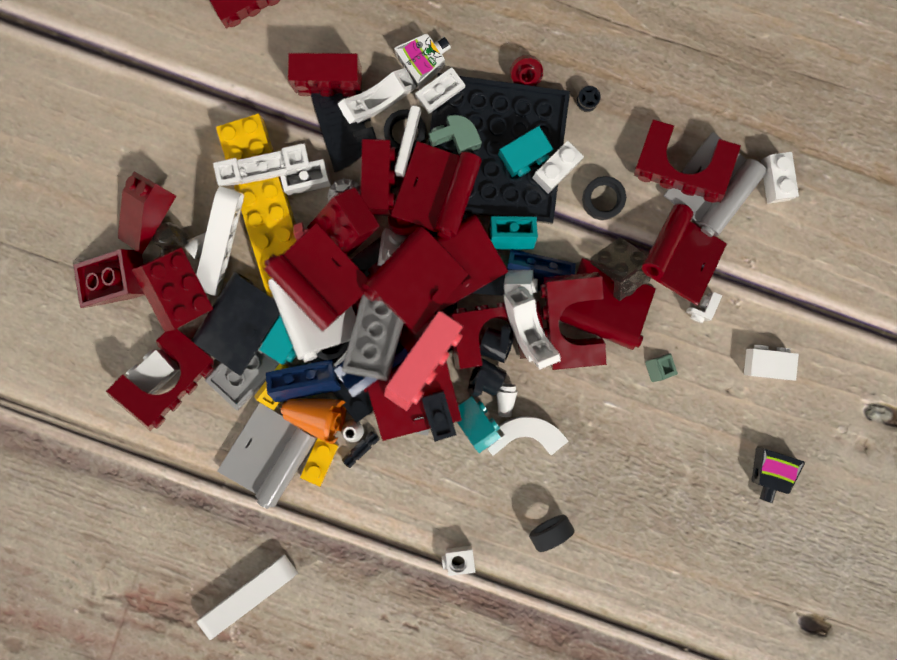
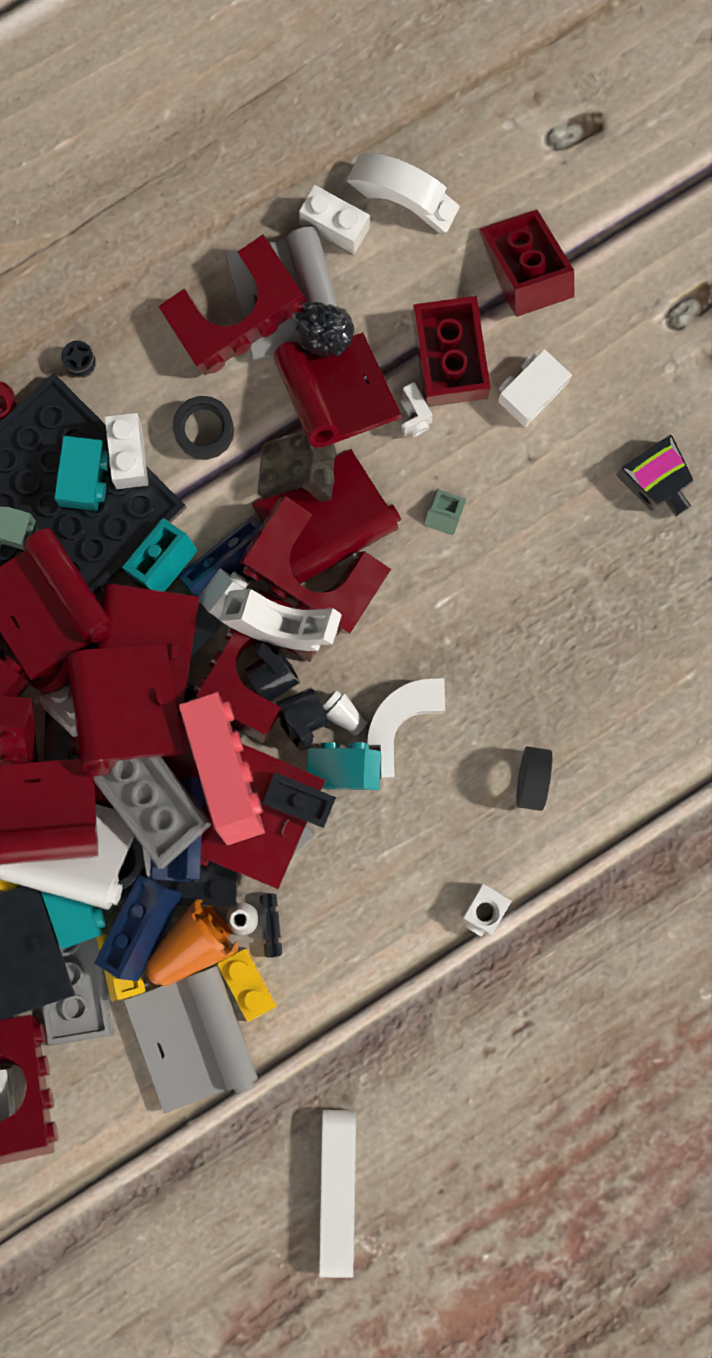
camera: 55 degrees left, 5 degrees down
(713, 222) = (324, 328): none -> black hair
(756, 302) = (451, 351): none -> dark red brick
(832, 202) = (405, 184): none -> white arch
(840, 305) = (528, 263): none -> dark red slope

